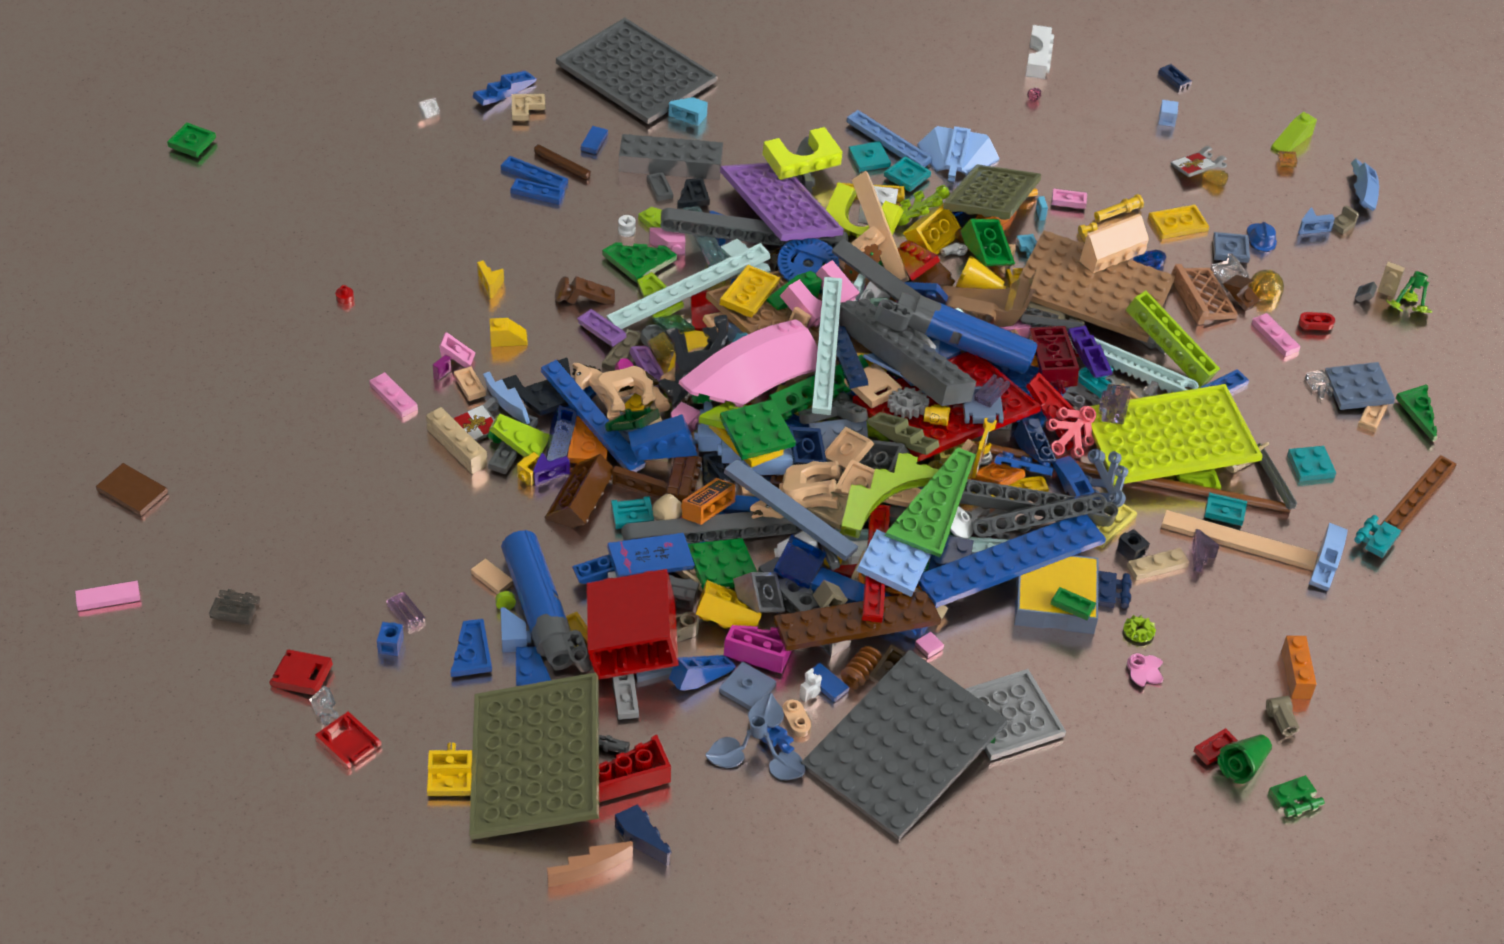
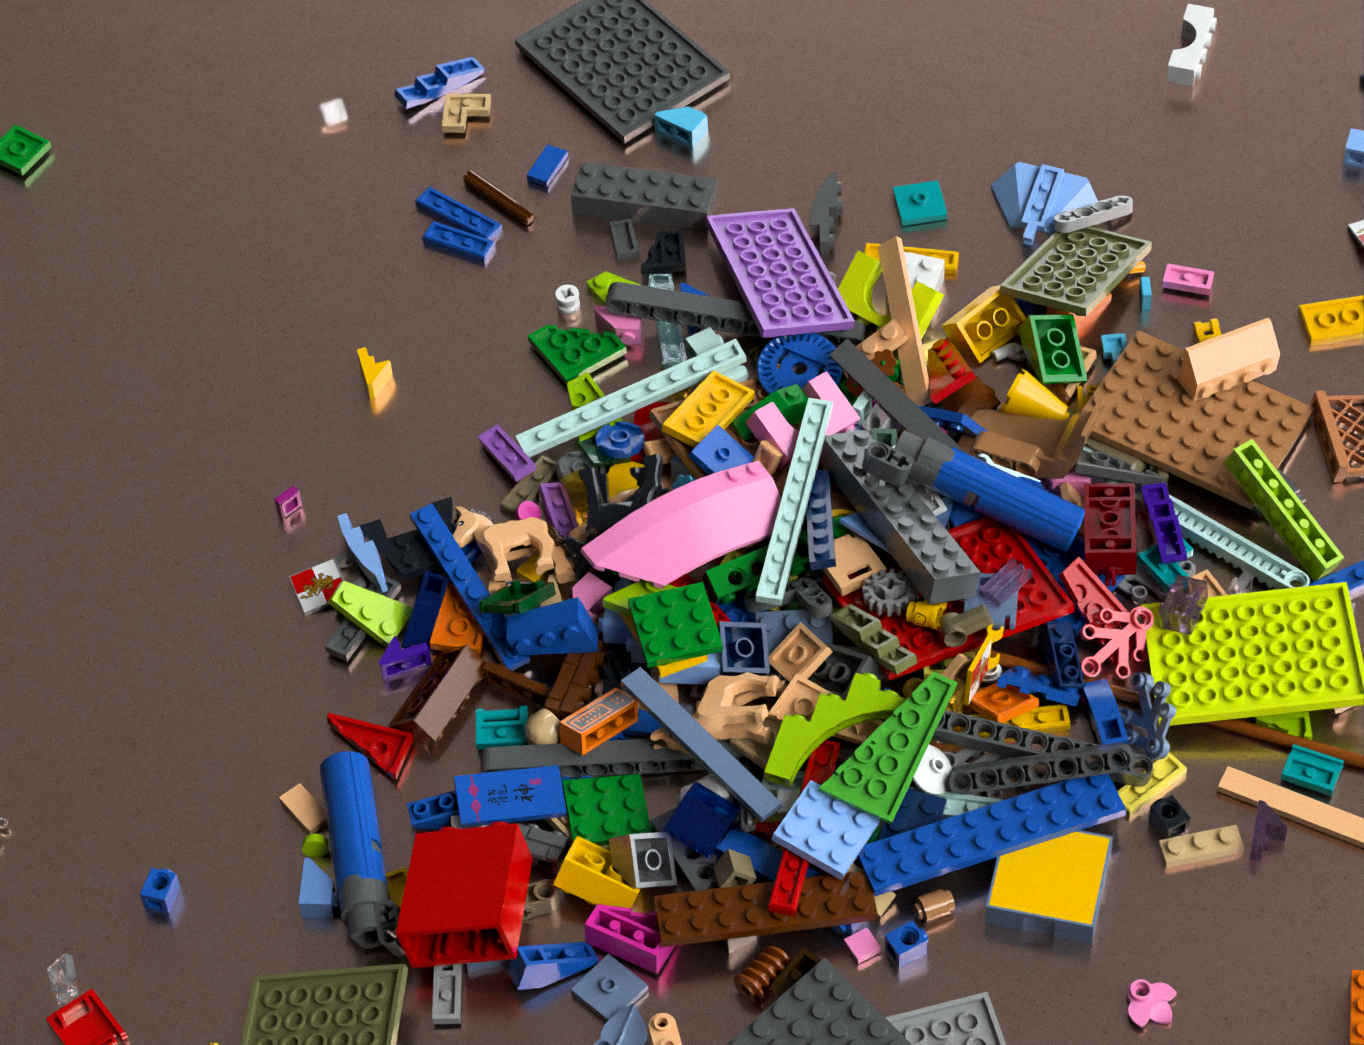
camera: 15 degrees right, 5 degrees up
(297, 668) = (37, 925): red container -> none
(344, 295) = (181, 388): red tile -> none
(393, 394) = (221, 537): bright pink plate -> none
(413, 621) = (196, 866): clear purple tile -> none
(456, 350) = (309, 478): bright pink slope -> none
(456, 440) = (289, 610): tan brick -> none
(470, 383) = (321, 527): light nougat plate -> none
(472, 650) = (263, 912): blue wing -> none
(506, 333) = (381, 454): yellow slope -> none
(526, 467) = (372, 654): yellow bracket -> none
(530, 667) = (331, 944): blue wing -> none
(547, 529) = (379, 743): none -> red wing
(584, 288) = (494, 394): reddish brown piece -> none
(685, 315) = (620, 440): none -> blue tile
(764, 315) = (719, 452): none -> plate
(788, 165) = (800, 218): neon yellow arch -> none
(811, 686) = (690, 997): white plate -> none
(830, 684) = (715, 990): blue tile -> none
(888, 138) = (951, 178): medium blue plate -> none
(907, 173) = (967, 232): teal plate -> none
(921, 207) = (974, 284): lime plant -> none
(962, 641) = (905, 954): none -> blue brick
(963, 422) = (957, 626): none -> dark tan piece
(977, 613) = (934, 905): none -> medium nougat brick
(994, 158) = (1093, 214): none -> light grey beam
(1034, 94) = (1171, 112): clear pink hinge -> none
(1073, 603) = (1061, 904): green plate -> none
(1107, 589) = (1120, 880): dark blue plate -> none
(1124, 206) = (1266, 293): yellow pin -> none
(1140, 635) = (1154, 952): lime gear -> none
(1151, 258) = (1286, 378): clear blue plate -> none

